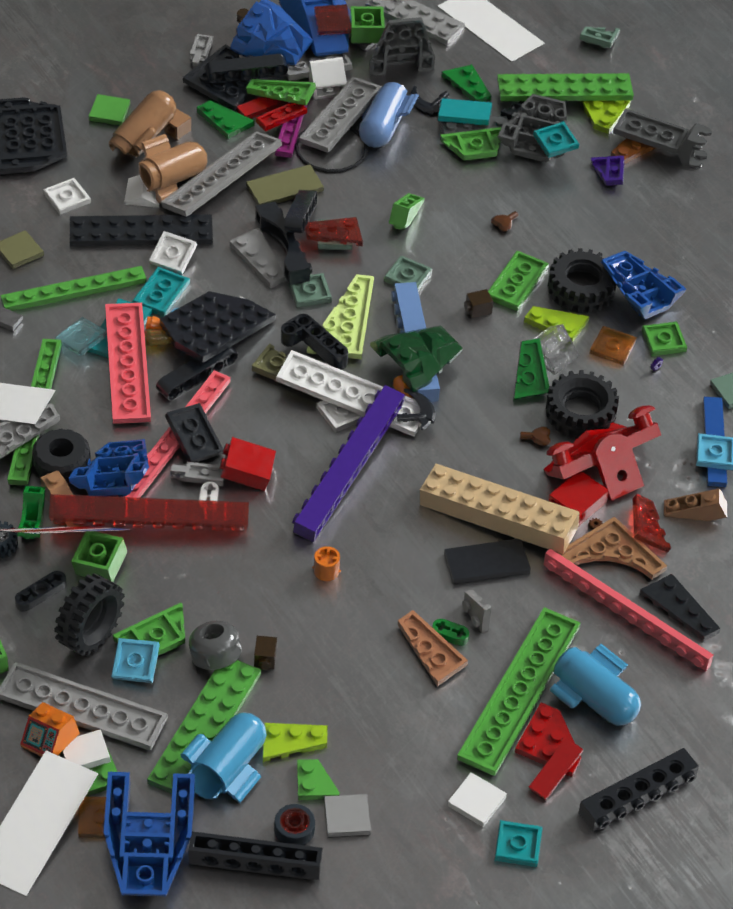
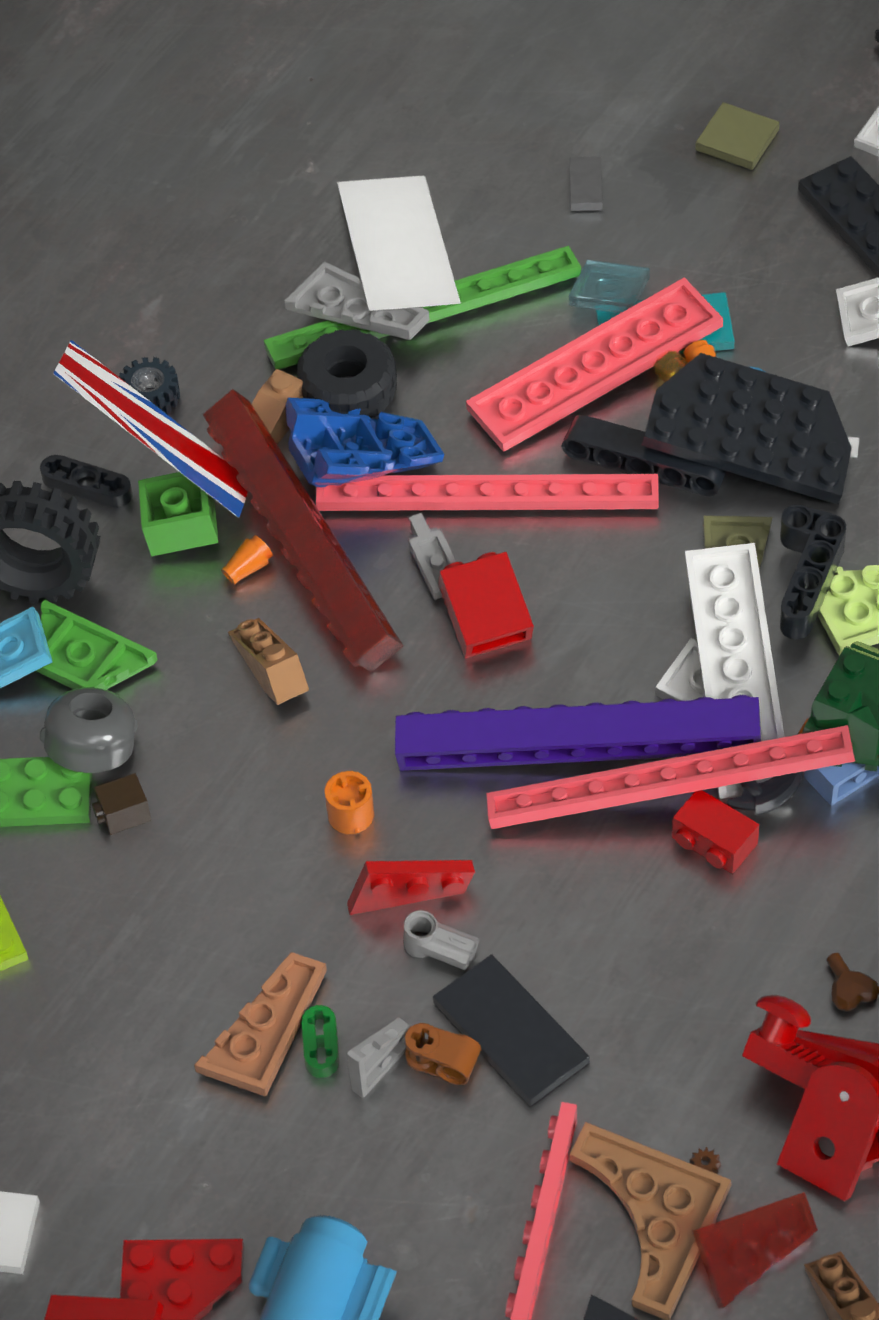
camera: 70 degrees right, 5 degrees up
(32, 510) = (190, 404): green arch -> none
(73, 289) = (709, 236): bright green plate -> none
(146, 544) = (248, 558): none -> orange cone
(161, 291) = (785, 337): teal tile -> none
(194, 433) = (499, 506): black plate -> none
(214, 493) = (394, 593): white beam -> none
(217, 560) = (270, 660): none -> medium nougat slope
(388, 561) = (407, 882): none -> red wing
(399, 441) = (670, 777): none -> coral plate
(423, 565) = (440, 942): none -> light grey piece
(431, 442) = (715, 831): none -> red brick
(489, 587) = (443, 1053): none -> dark orange piece
(499, 508) = (621, 994): tan brick -> none
(518, 692) = (249, 1194): bright green plate -> none
(580, 494) = (738, 1107): red brick -> none

